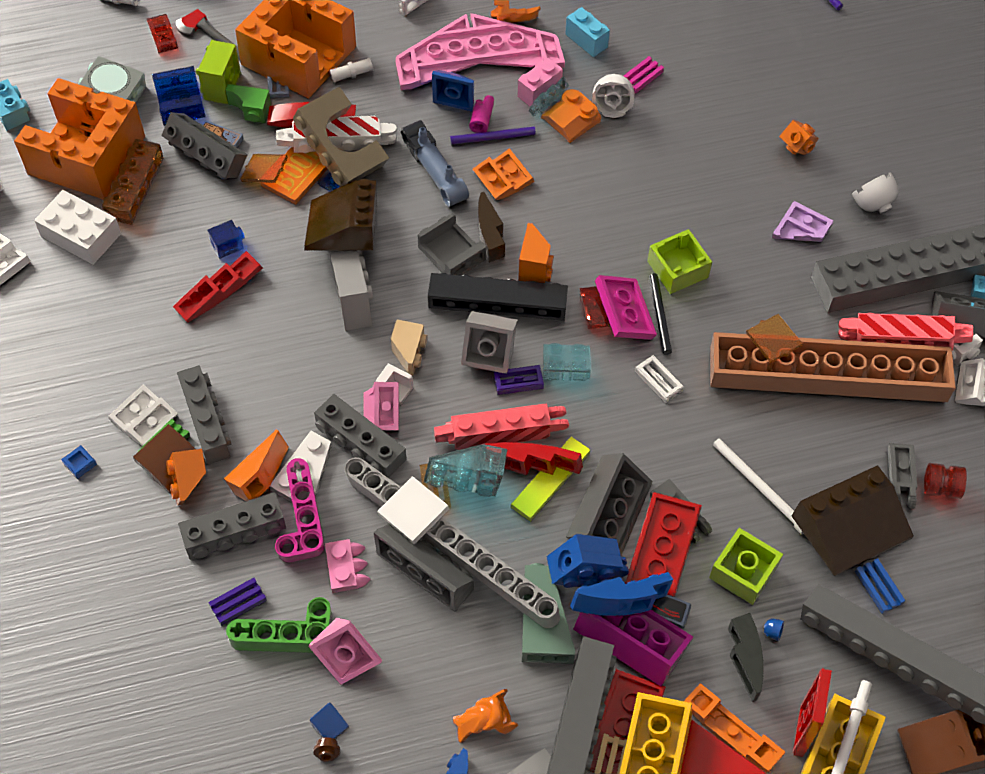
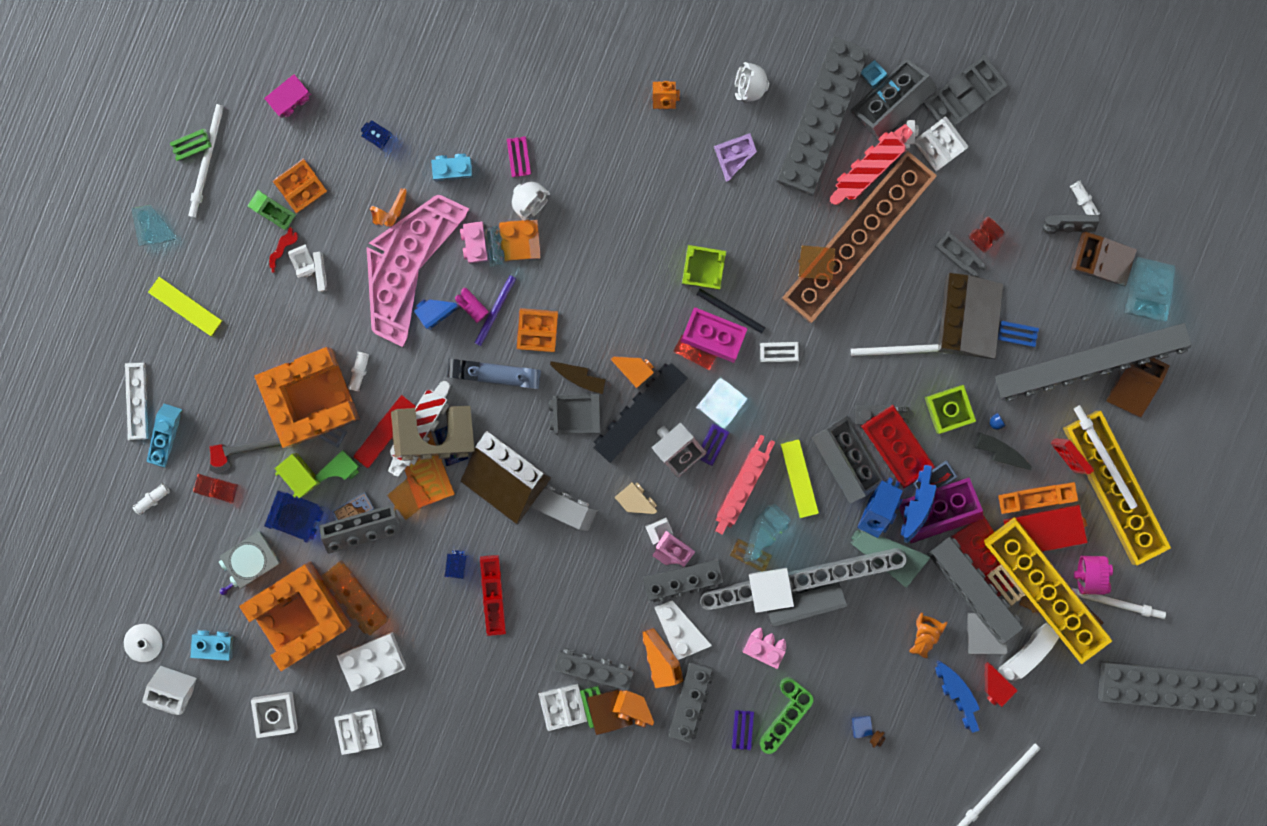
camera: 55 degrees left, 30 degrees up
(79, 462) = (568, 768): blue tile -> none
(301, 509) = (712, 654): dark pink beam -> none
(344, 651) = (828, 690): bright pink slope -> none
(544, 458) = (776, 489): red slope -> none

